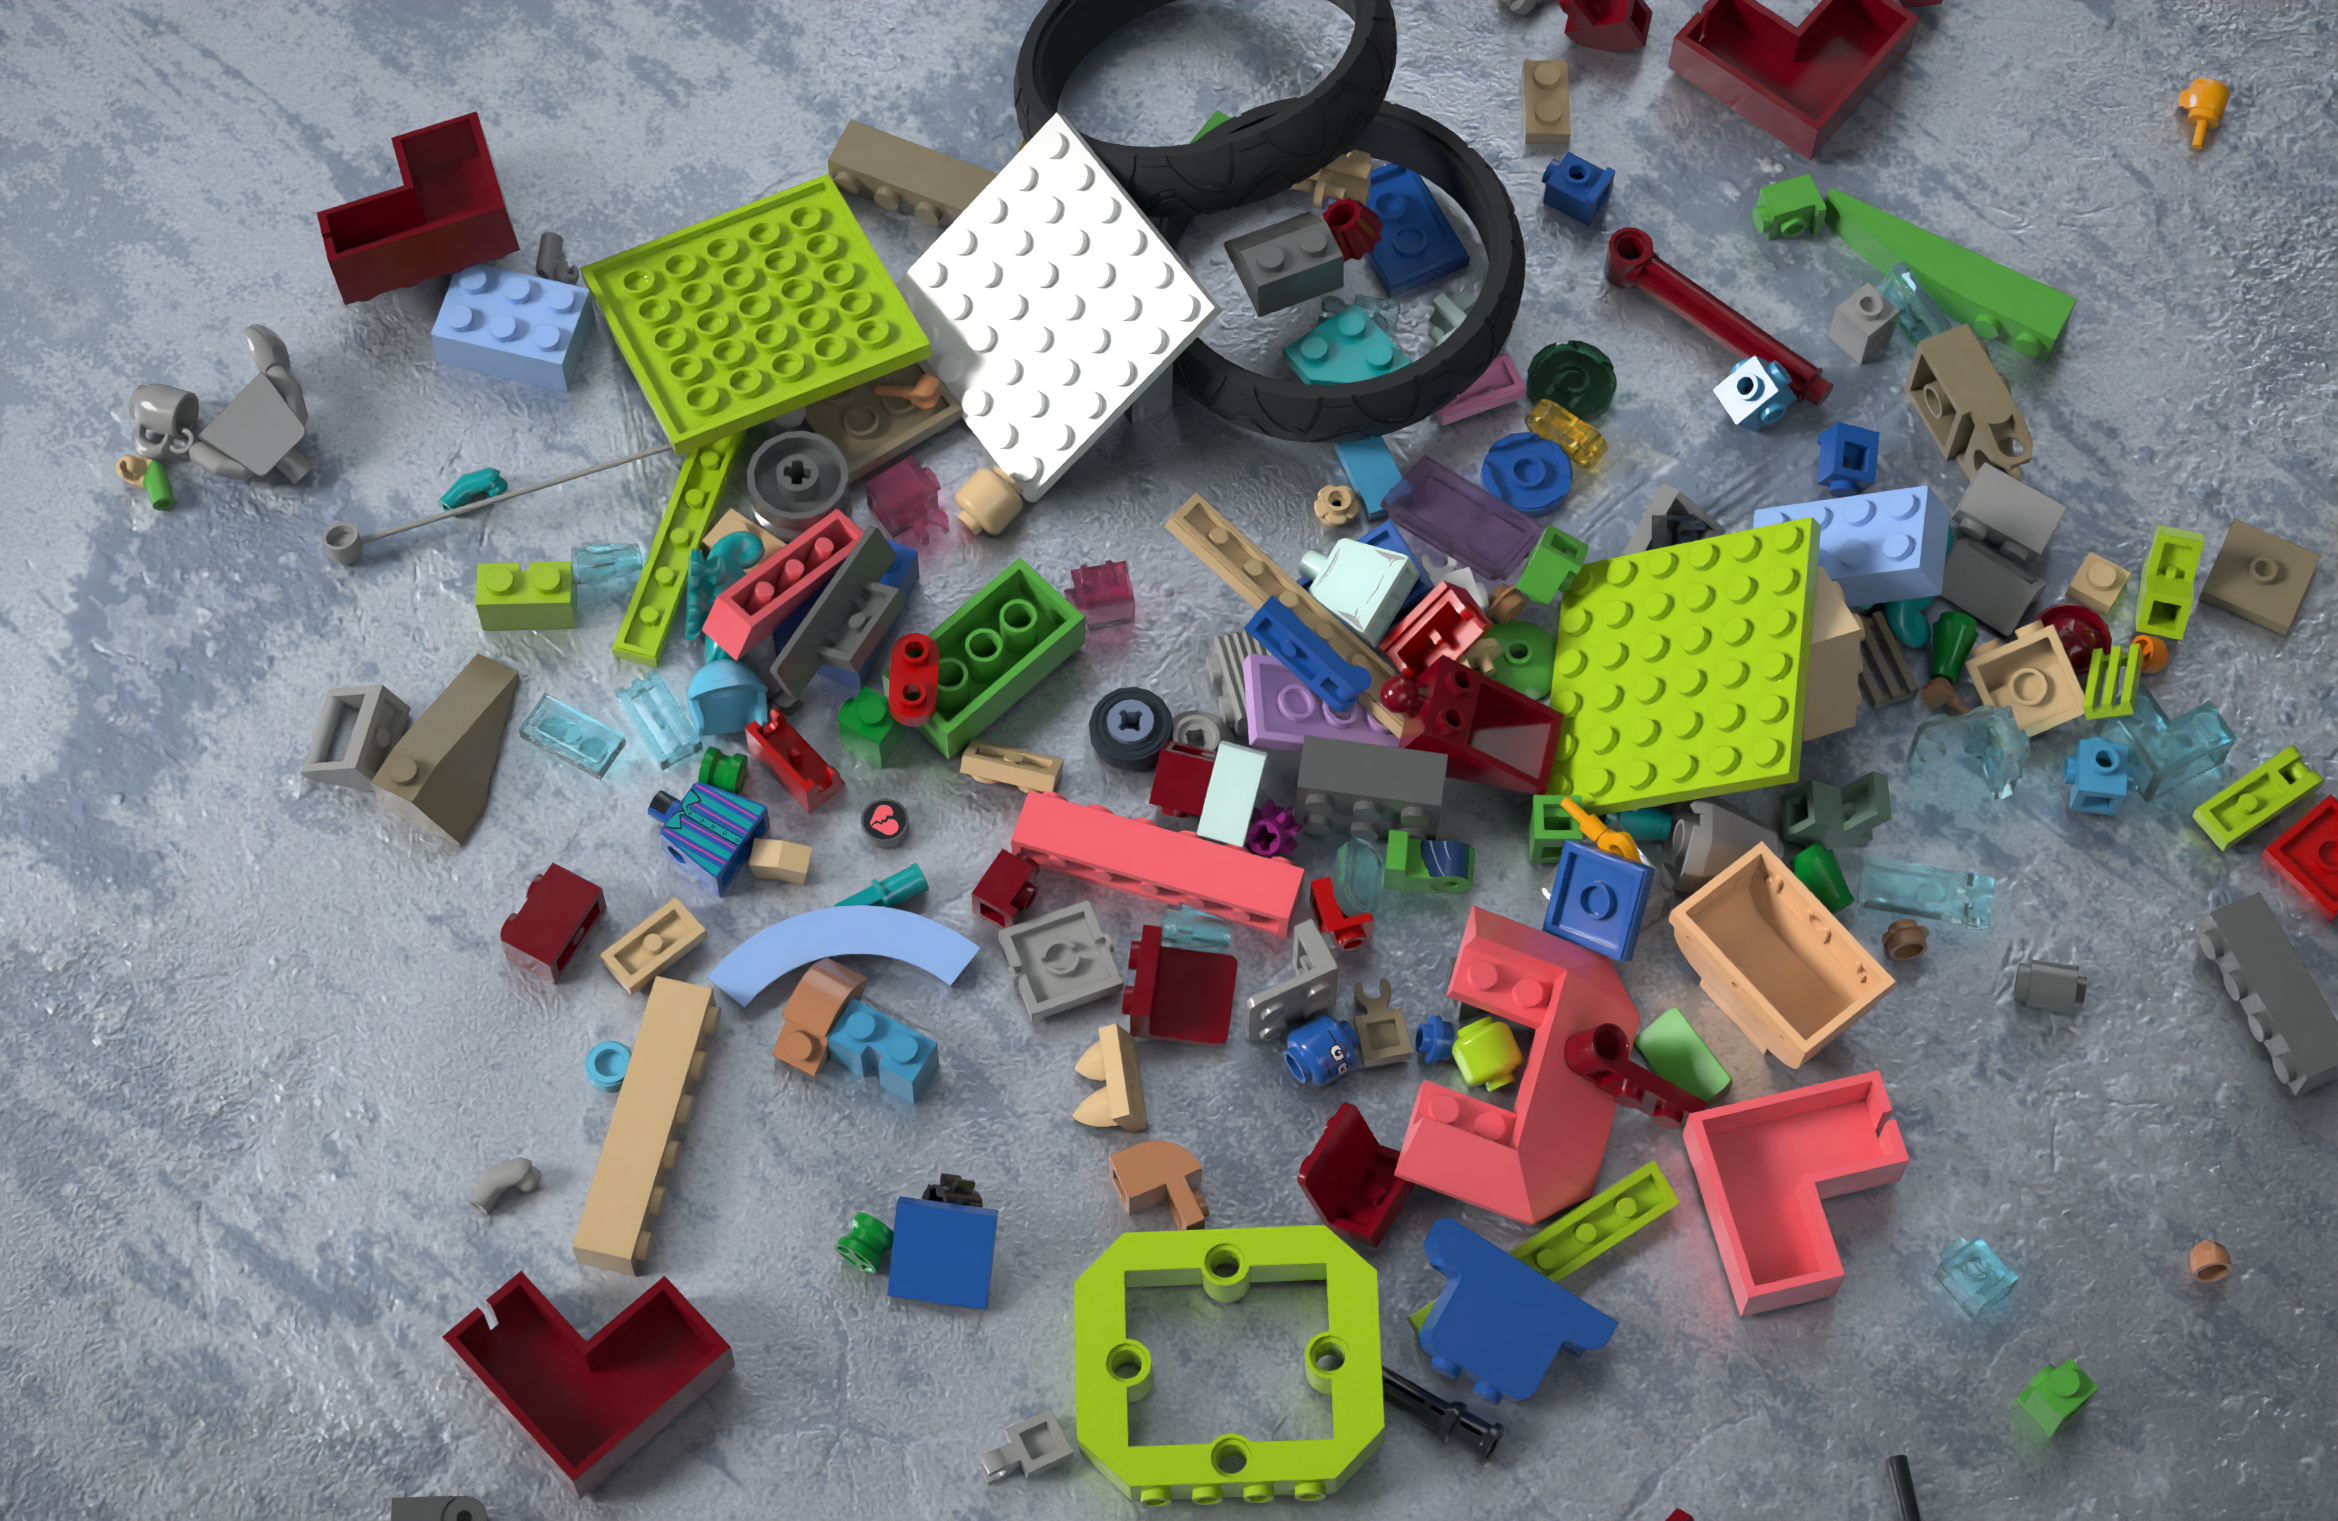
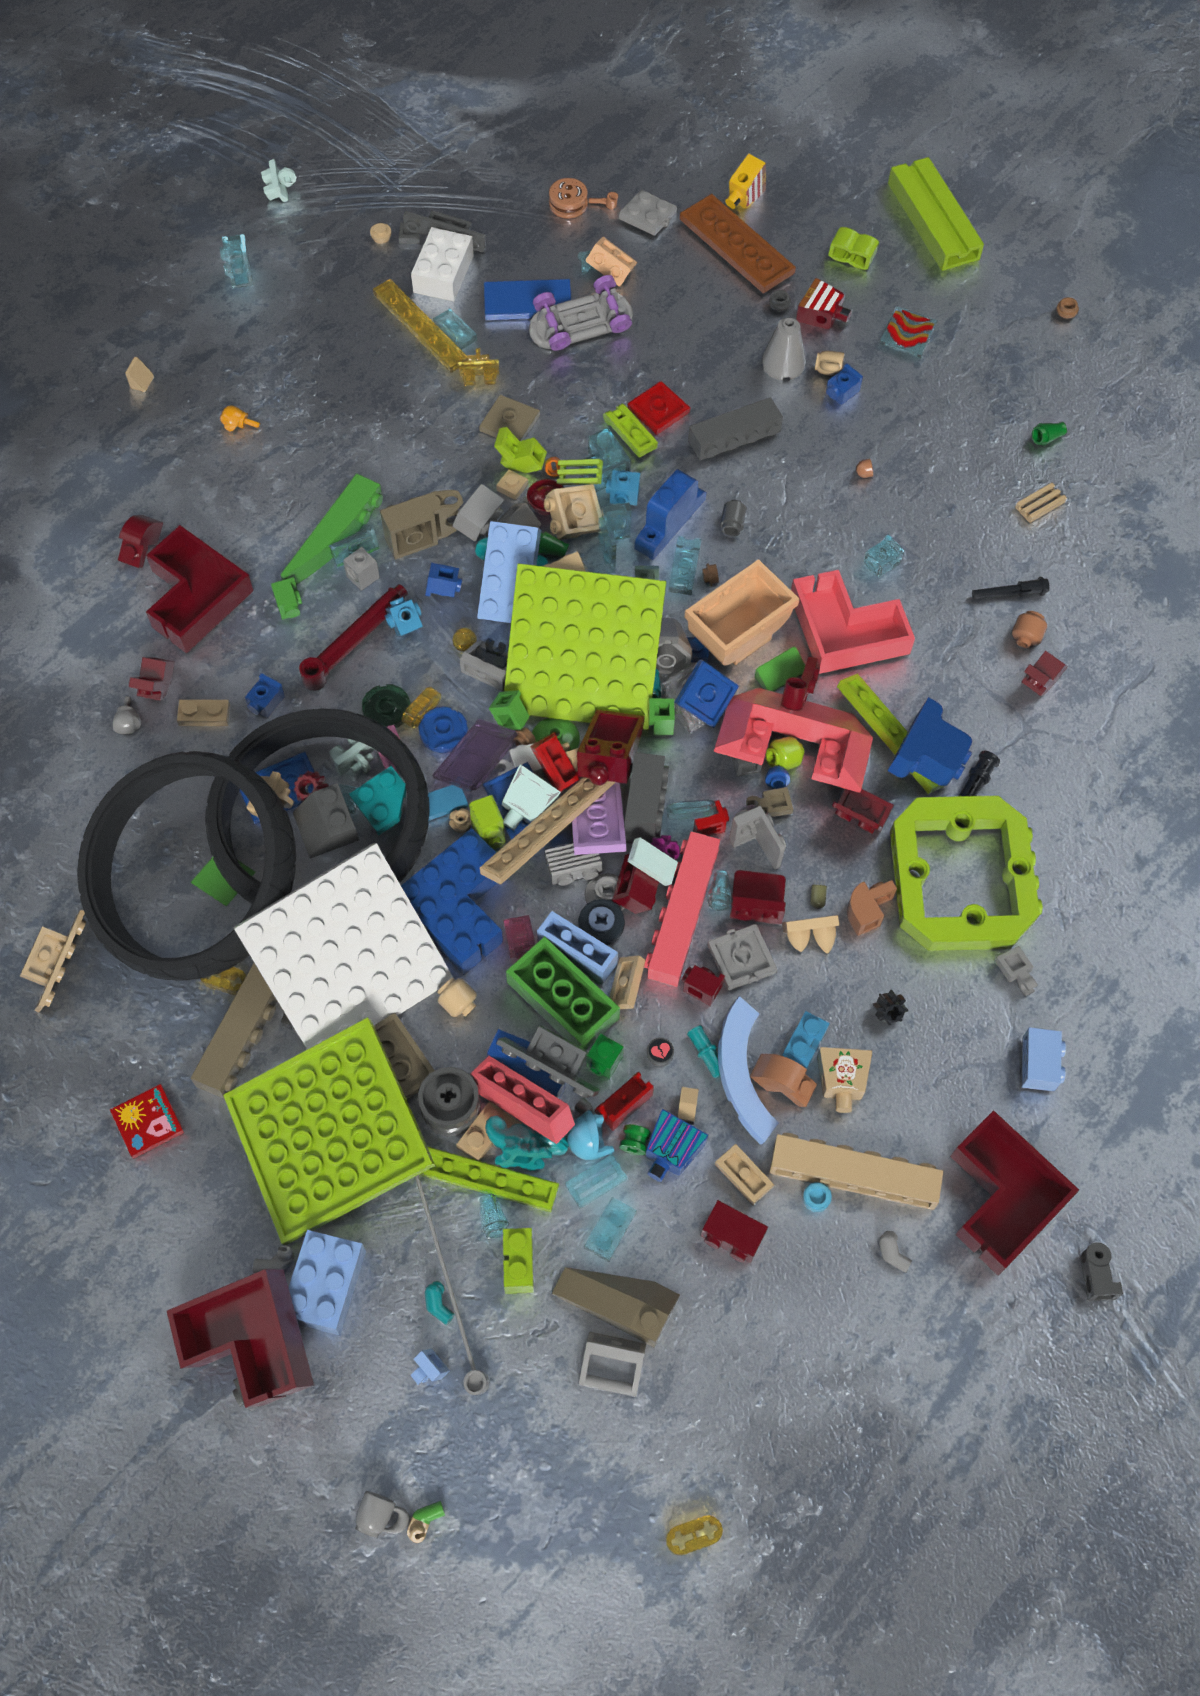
camera: 90 degrees left, 0 degrees up
(71, 853) = (690, 1528): none -> clear yellow beam
(259, 423) = (393, 1441): light grey torso -> none
(372, 477) = (430, 1367): none -> light blue tile
(794, 79) = (146, 1121): none -> red tile
(824, 1117) = (843, 1075): none -> tan torso
(838, 1466) = (1042, 1059): none -> light blue brick
(865, 1242) = (914, 1051): green wheel -> none
(906, 499) = (455, 1044): clear pink brick -> none
(916, 676) = (587, 1024): red plate -> none
(923, 395) = (388, 1031): nougat hand -> none
(942, 1252) = (920, 1009): blue tile -> none
(1074, 681) = (579, 947): none -> light blue brick
(1150, 471) = (446, 898): none -> blue piece
(1190, 1105) = (818, 895): none -> olive piece
(1308, 656) = (575, 818): blue plate -> none
(1313, 524) = (488, 821): none -> lime brick
(1321, 1050) = (791, 827): blue head -> none
(1428, 865) = (678, 779): bright green leg -> none
(1615, 842) = (678, 683): light orange hand -> none
(1723, 502) = (464, 639): none -> clear yellow plate
(1823, 877) = (676, 606): green cone -> none
(1940, 692) = (579, 547): nougat hand -> none
(2045, 857) = (669, 512): none -> blue brick
(2057, 1395) = (939, 528): bright green brick -> none

